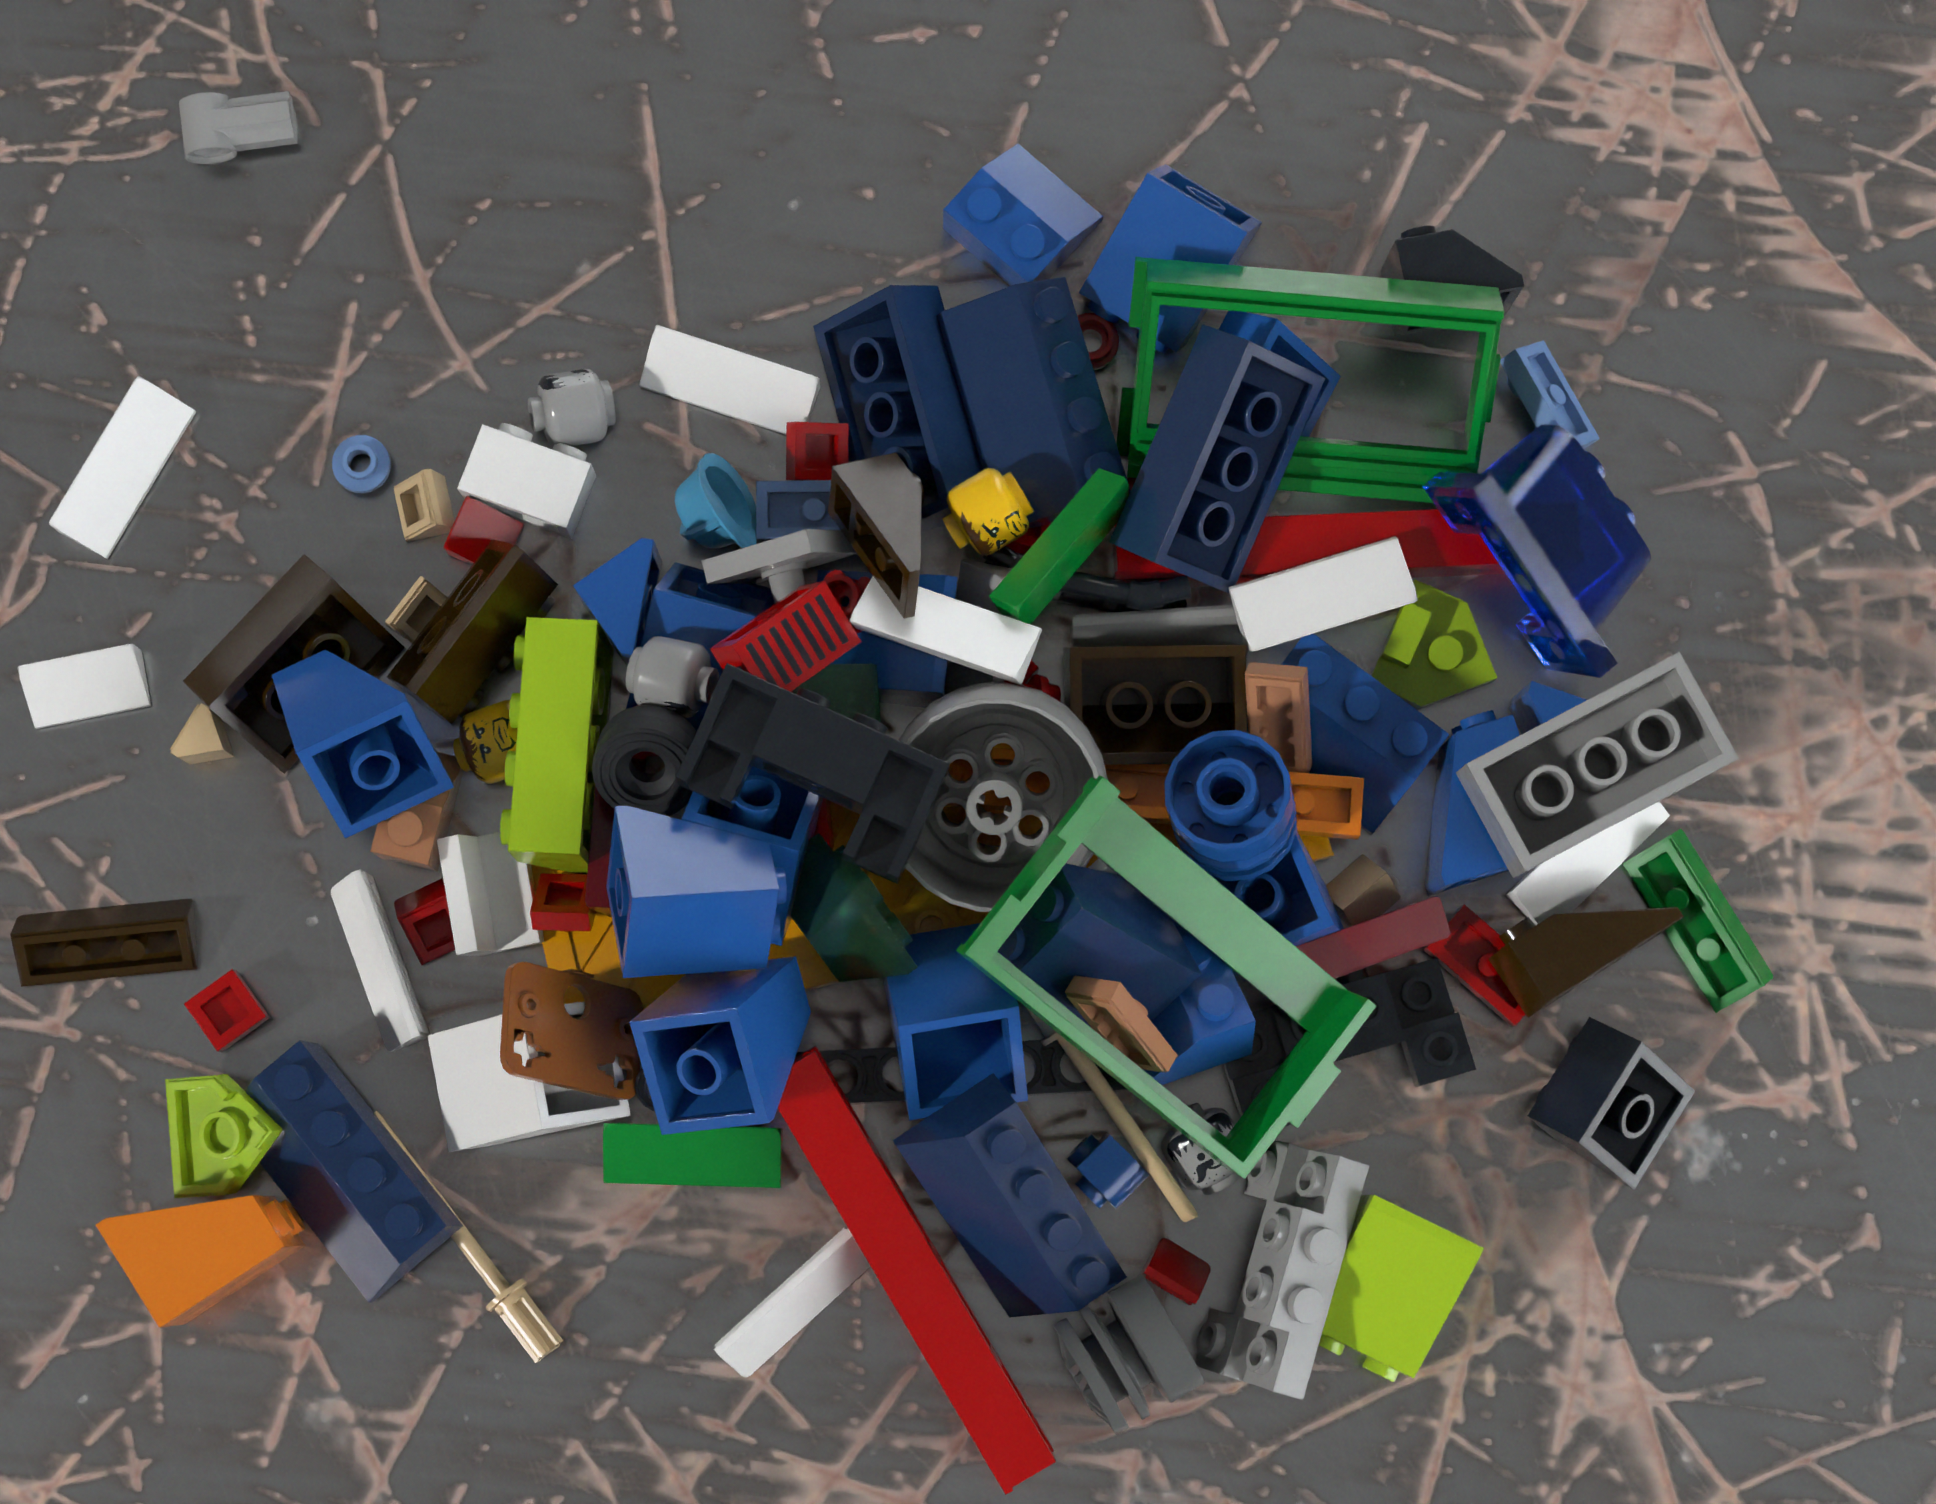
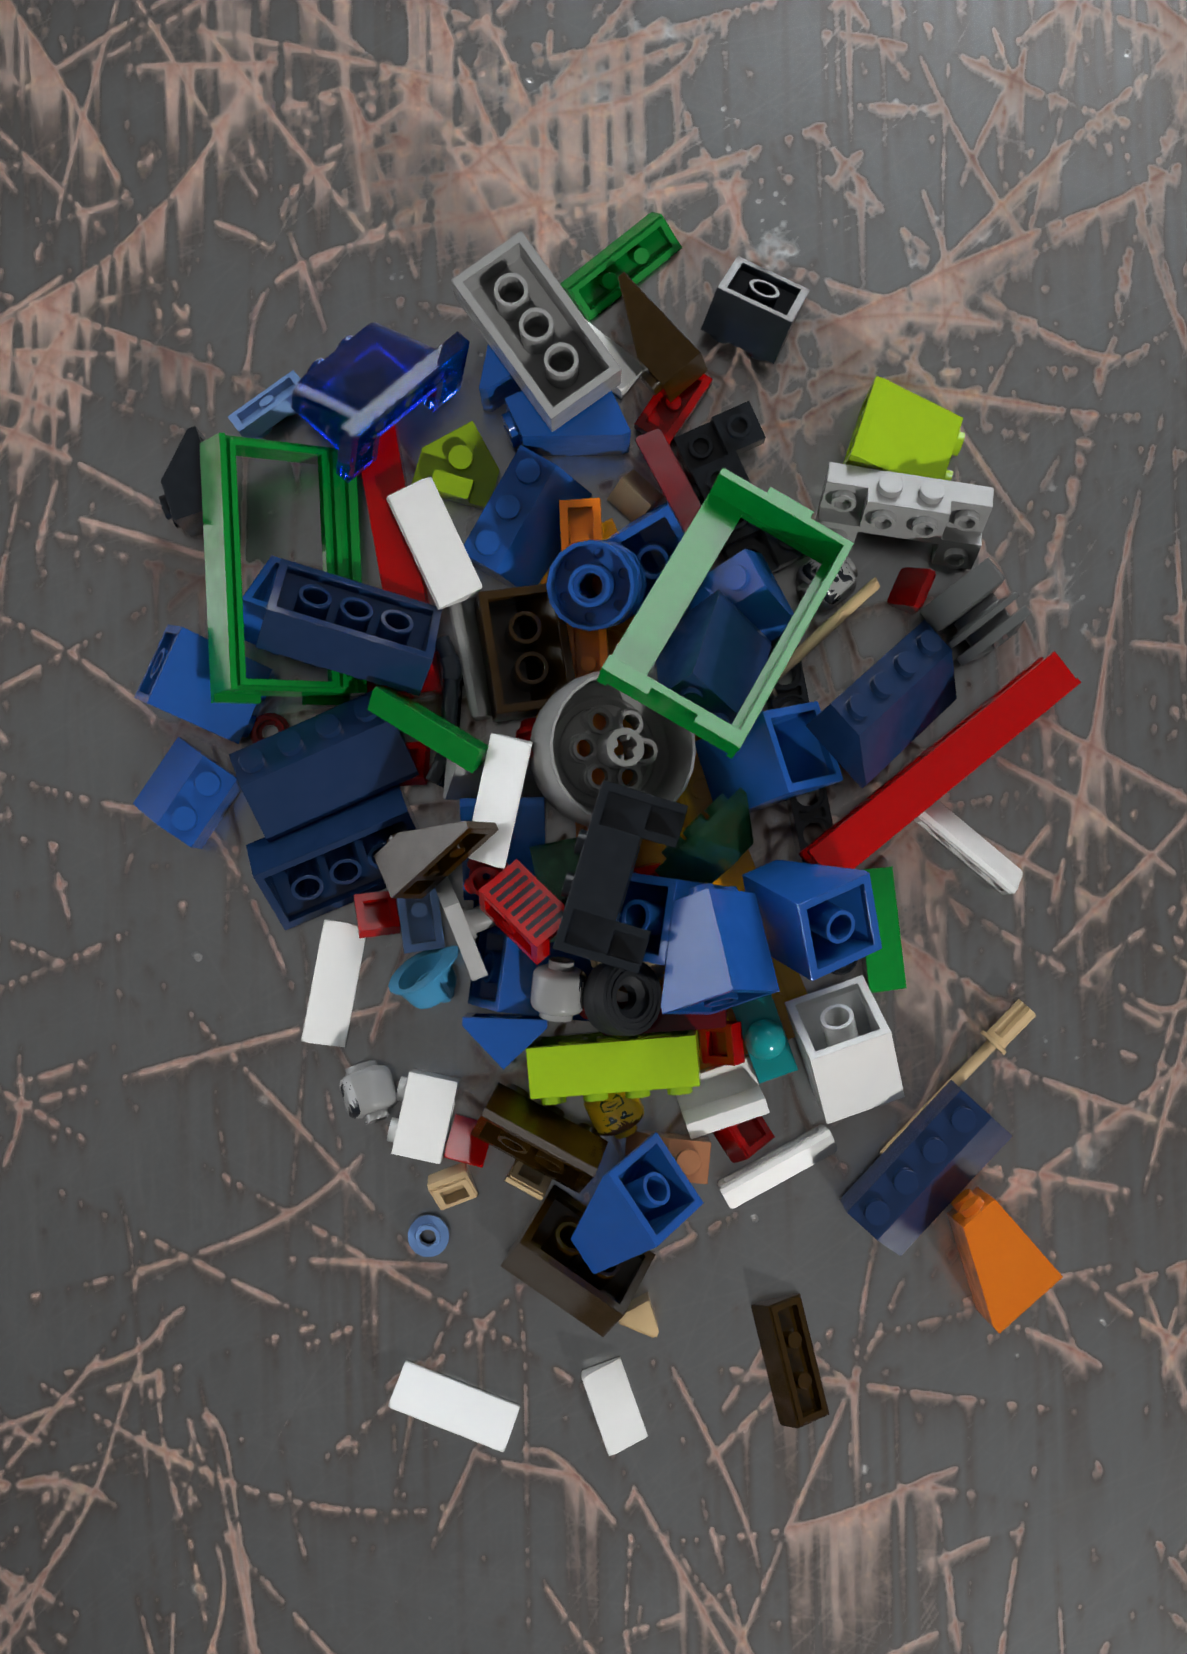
camera: 95 degrees left, 5 degrees up
(214, 1135) = (916, 1261): lime plate -> none
(221, 126) = (195, 1377): light grey piece -> none
(226, 1010) = (827, 1267): red plate -> none
(570, 1044) = (825, 1024): dark orange axle -> none
(582, 950) = (765, 1038): none -> teal tile
(987, 511) = (409, 784): yellow head -> none
(1106, 1170) = (850, 645): blue plate -> none
(1121, 1021) = (760, 640): nougat plate -> none
(1281, 711) = (522, 563): nougat plate -> none

